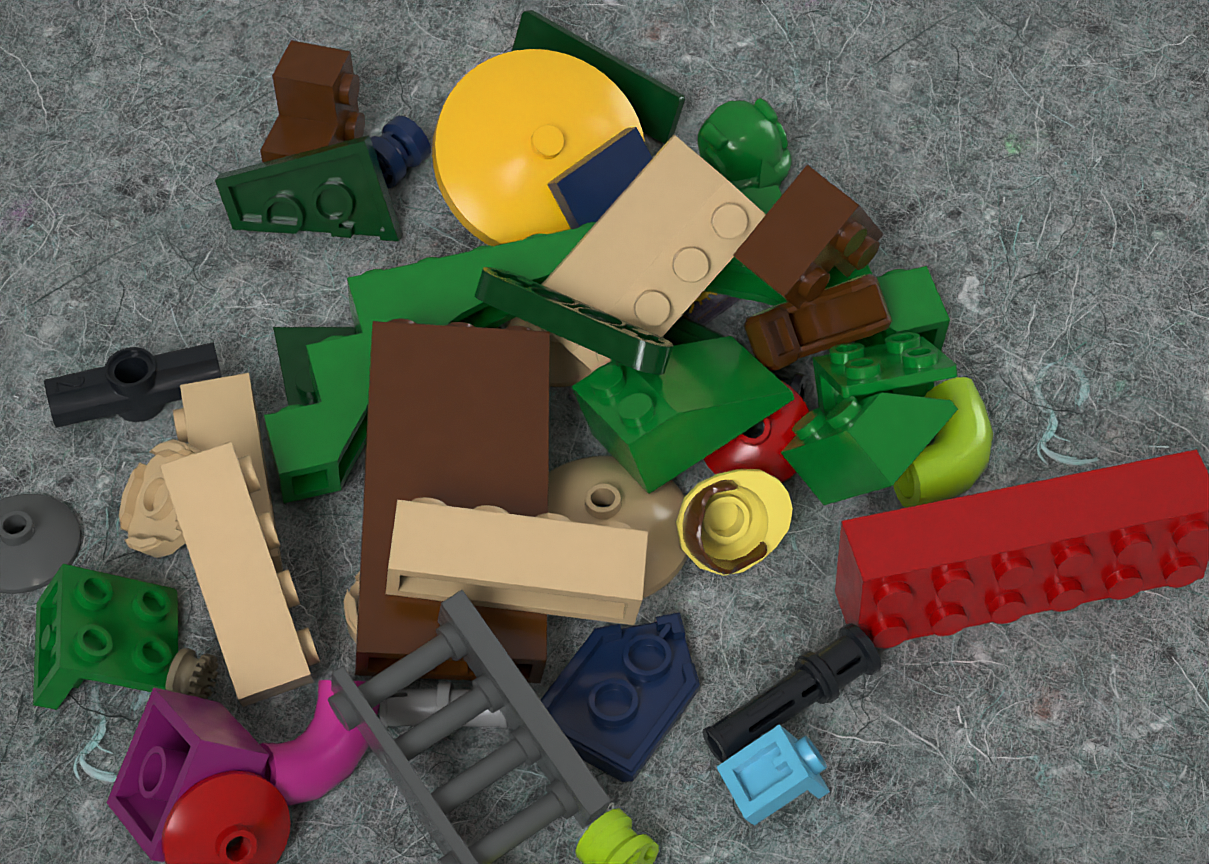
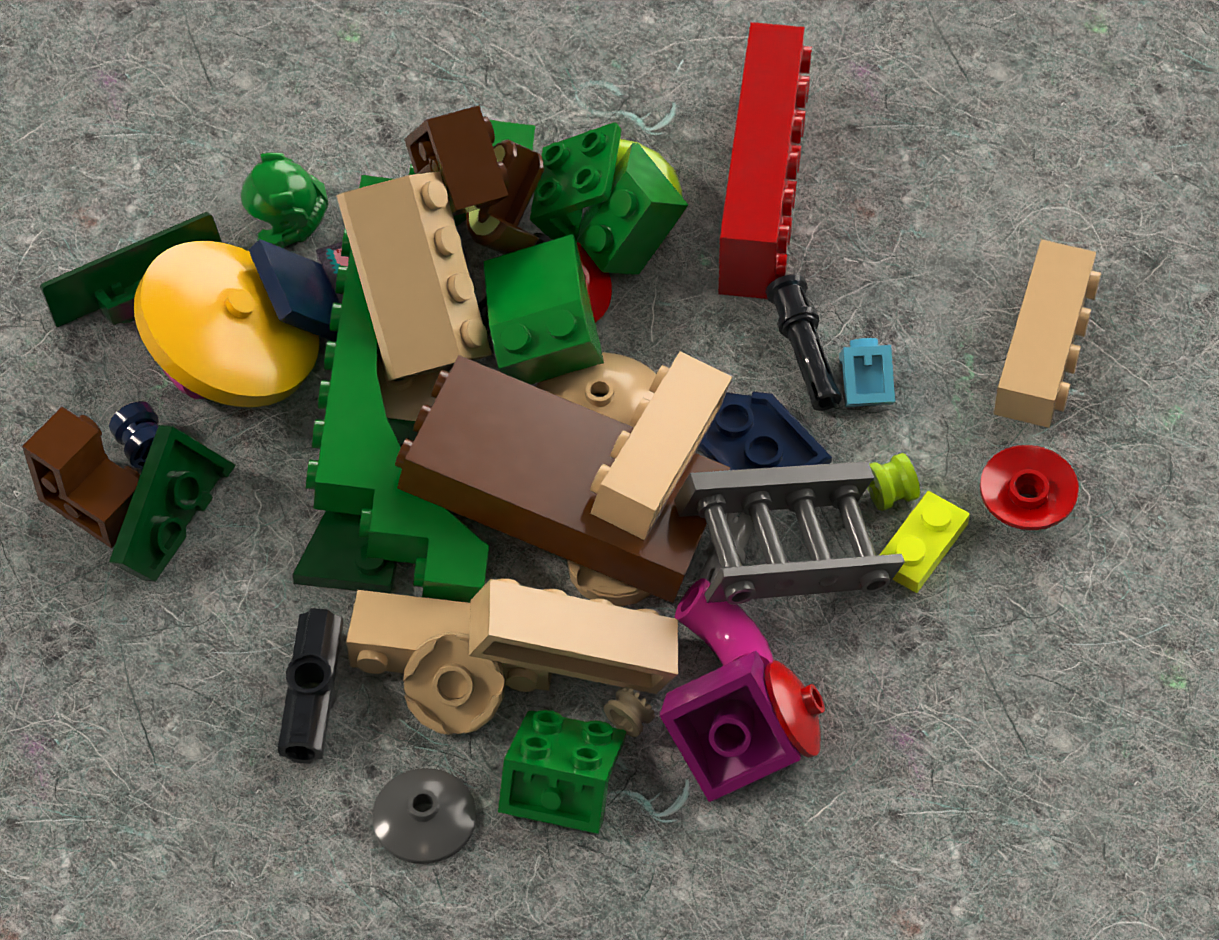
camera: 70 degrees left, 5 degrees up
(574, 321) = (451, 338): dark green beam -> none
(733, 520) = (647, 323): light yellow piece -> none

